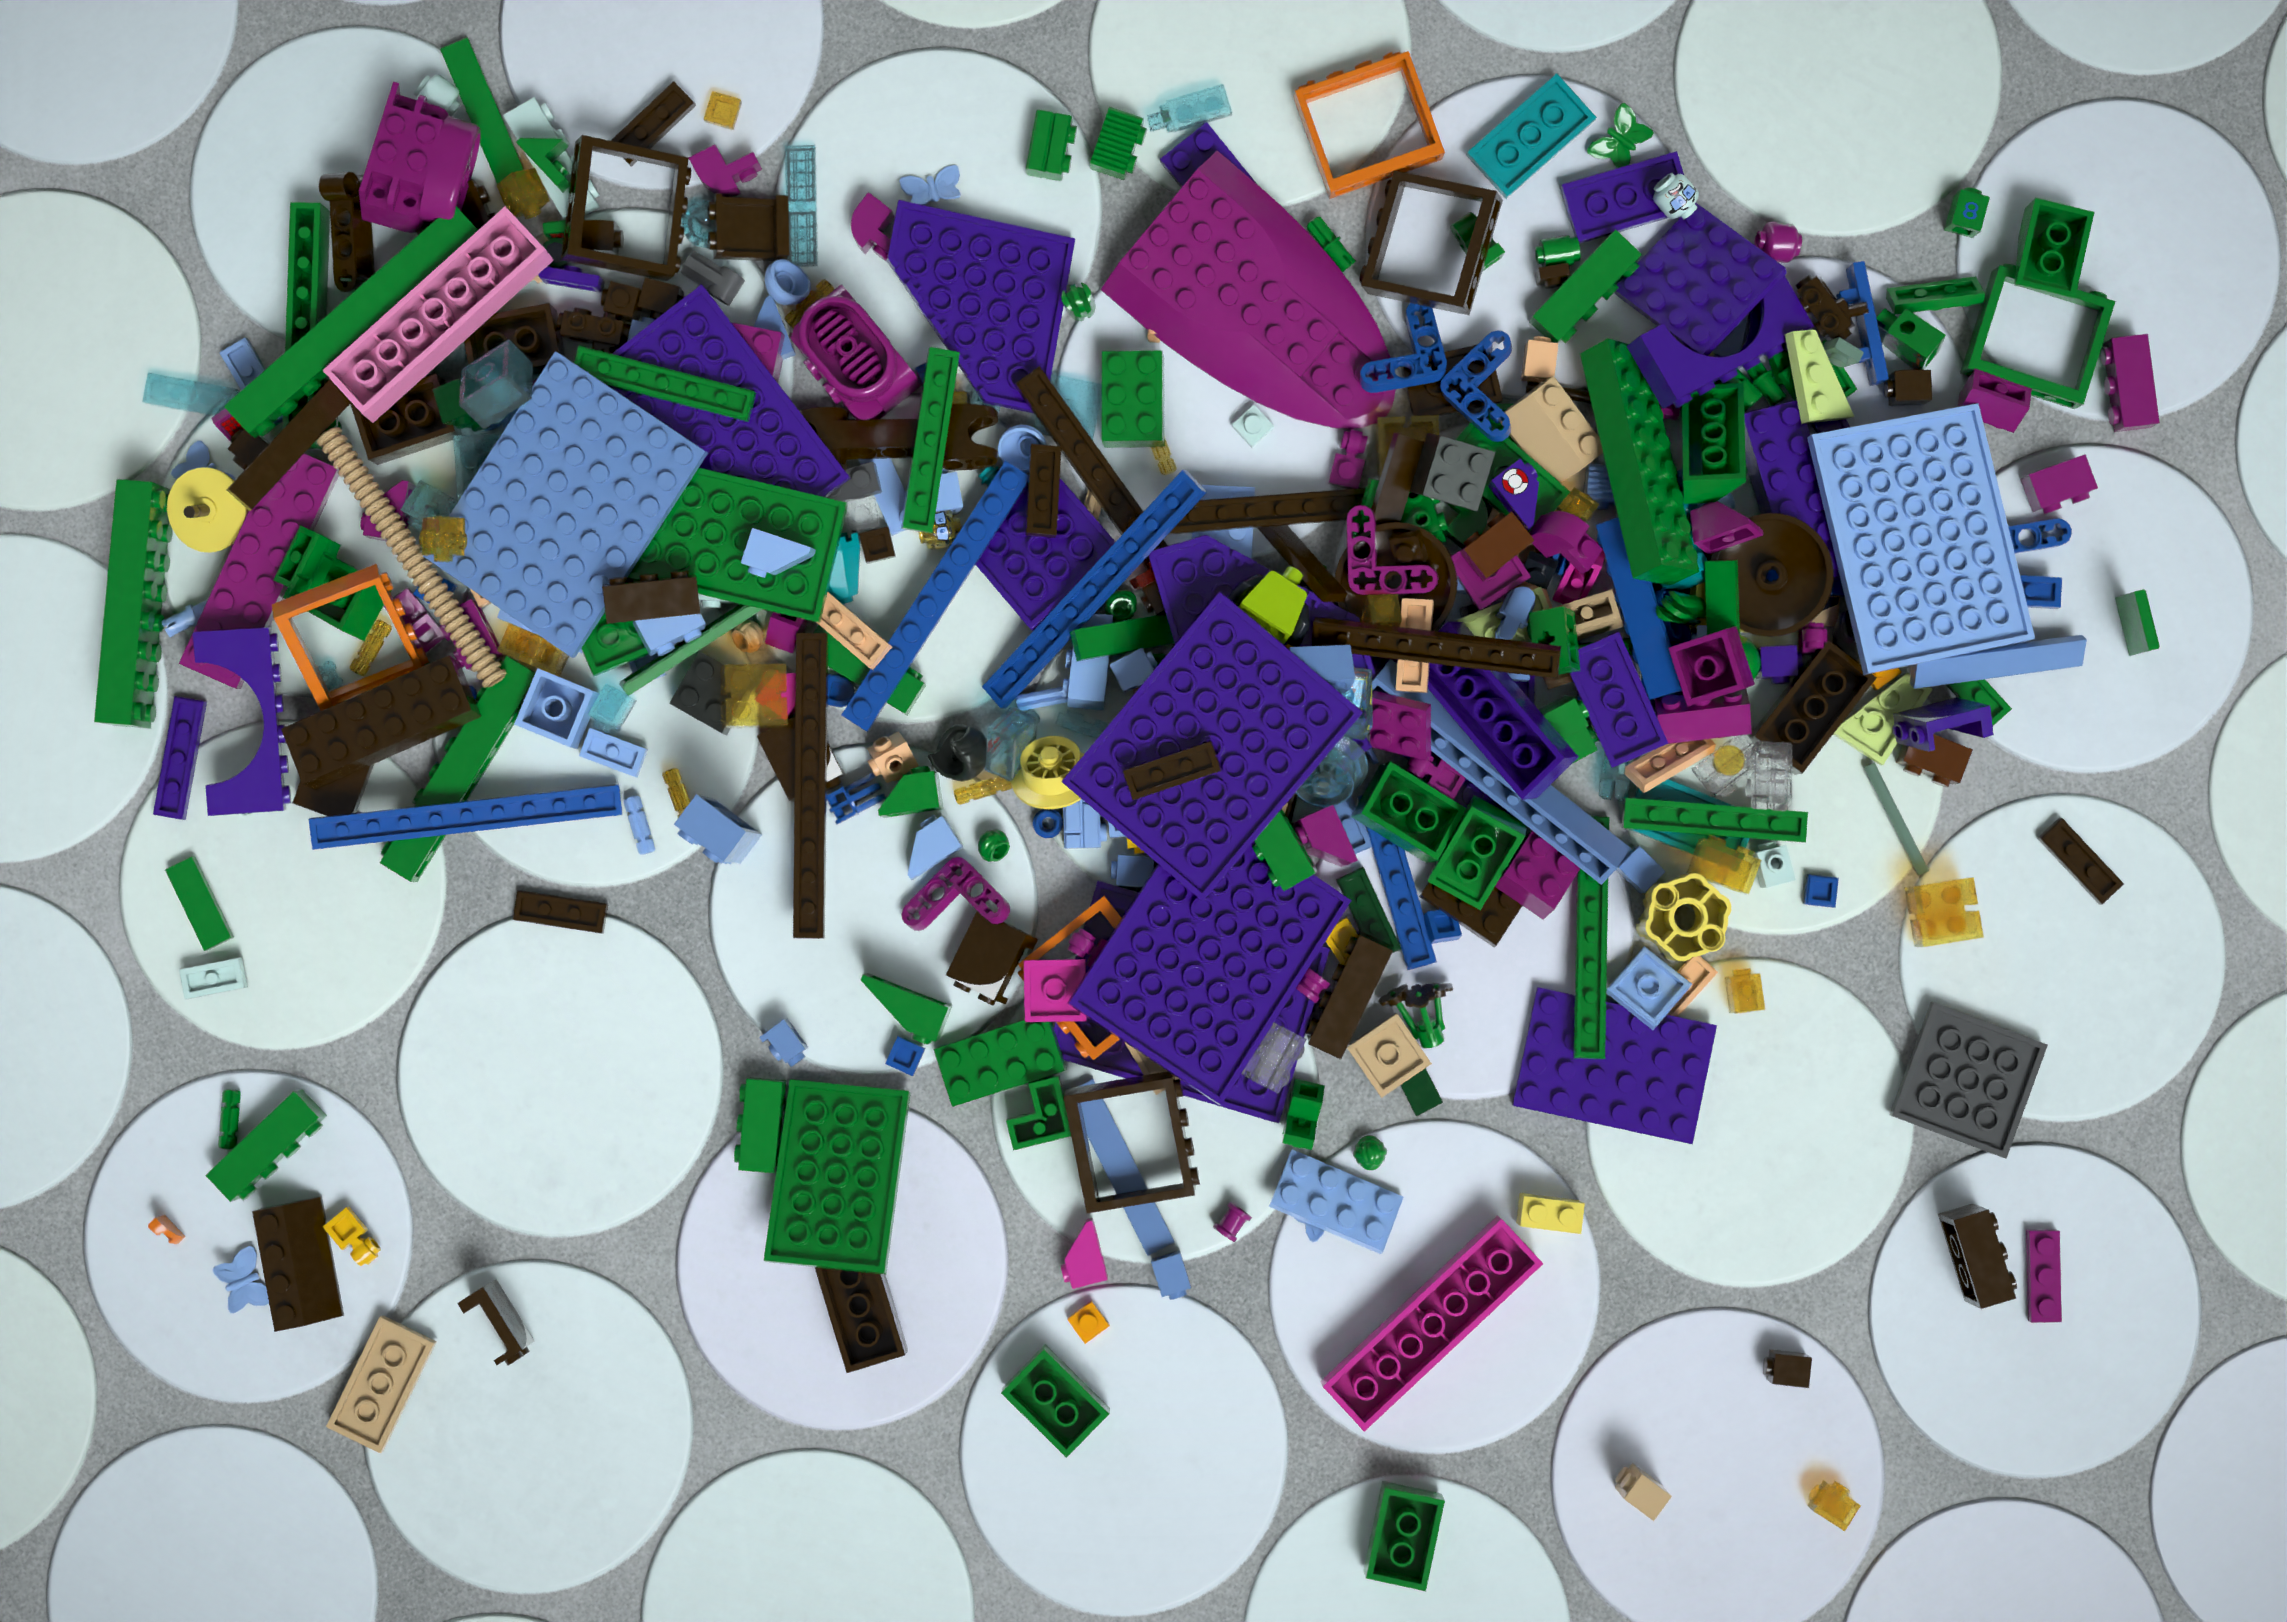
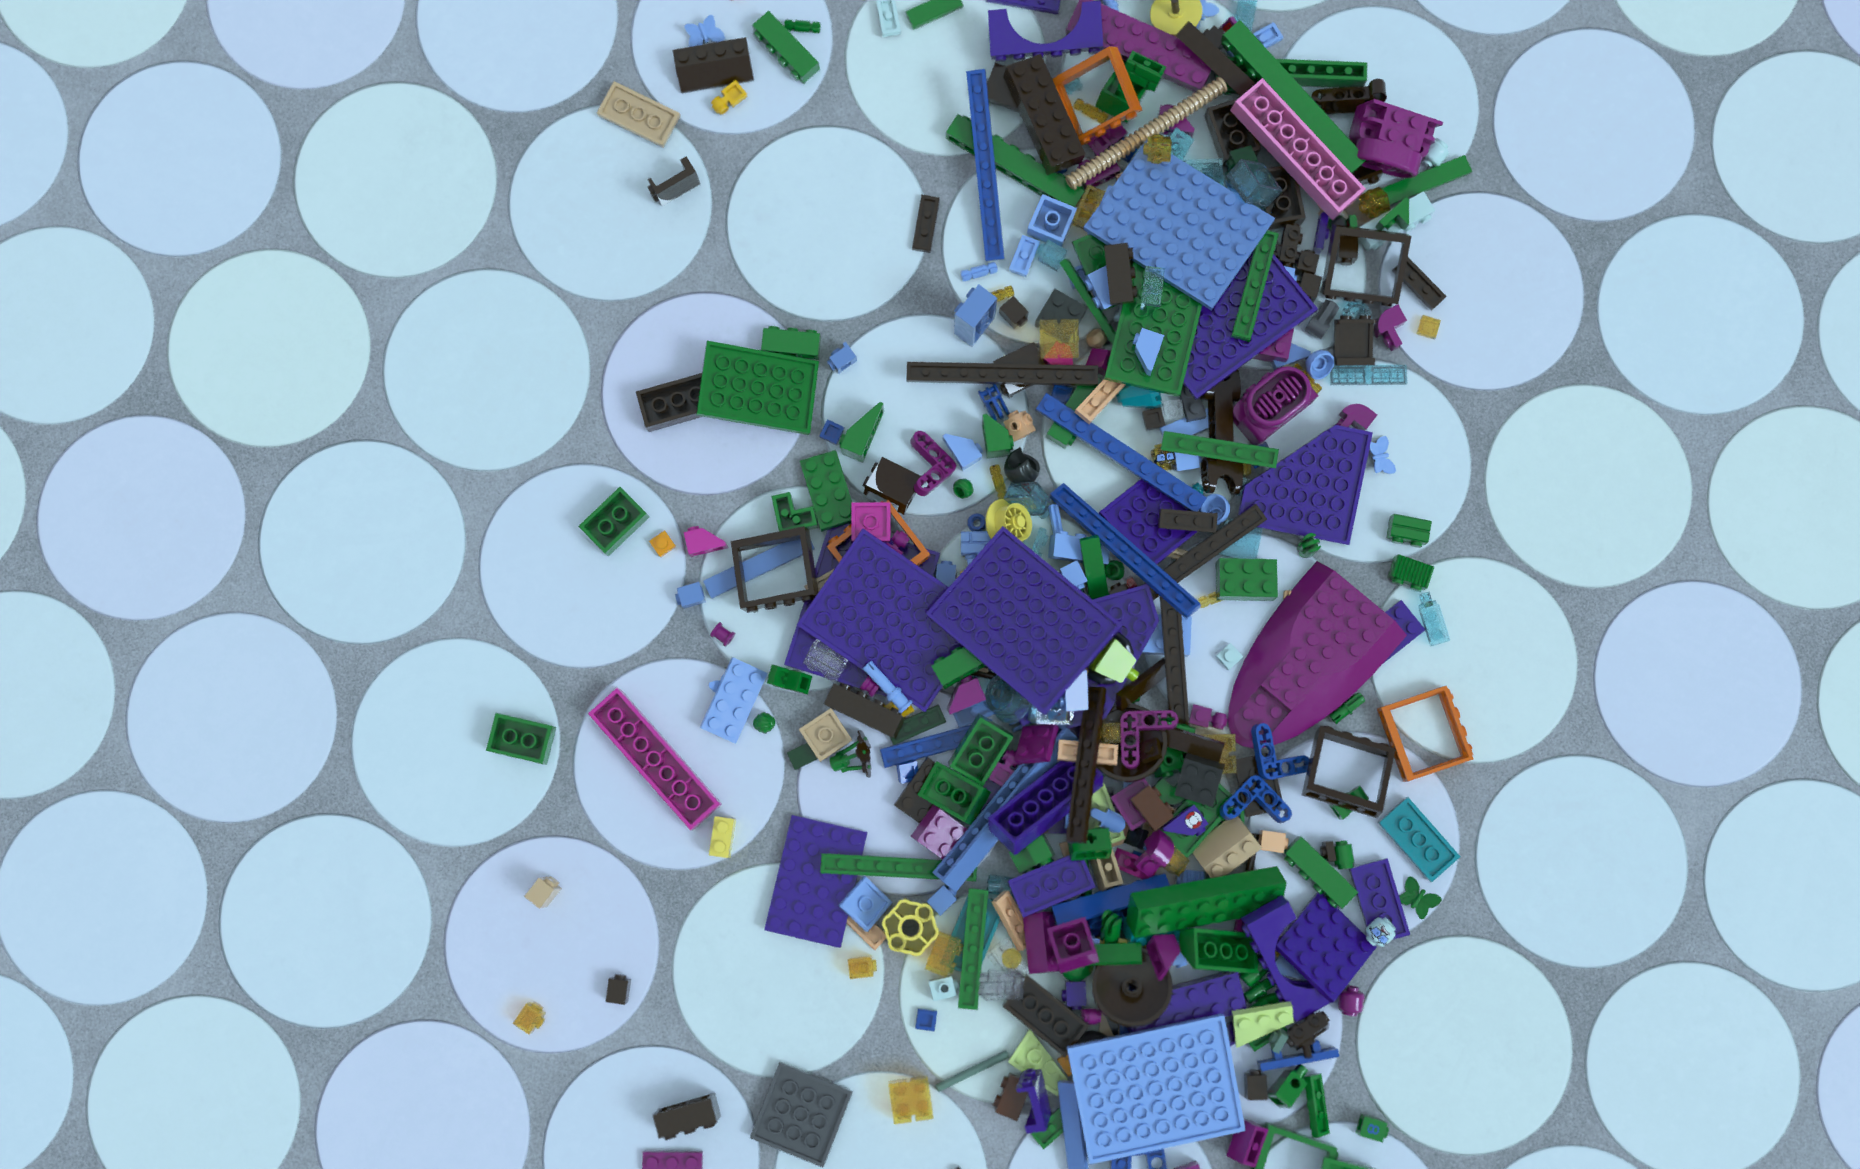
camera: 85 degrees right, 5 degrees down
(672, 546) = (1152, 287): none -> clear light blue panel
(707, 767) = (1014, 312): none -> dark brown brick
(1172, 770) = (1008, 594): dark brown plate -> none
(1325, 949) = (893, 693): none -> light blue pin

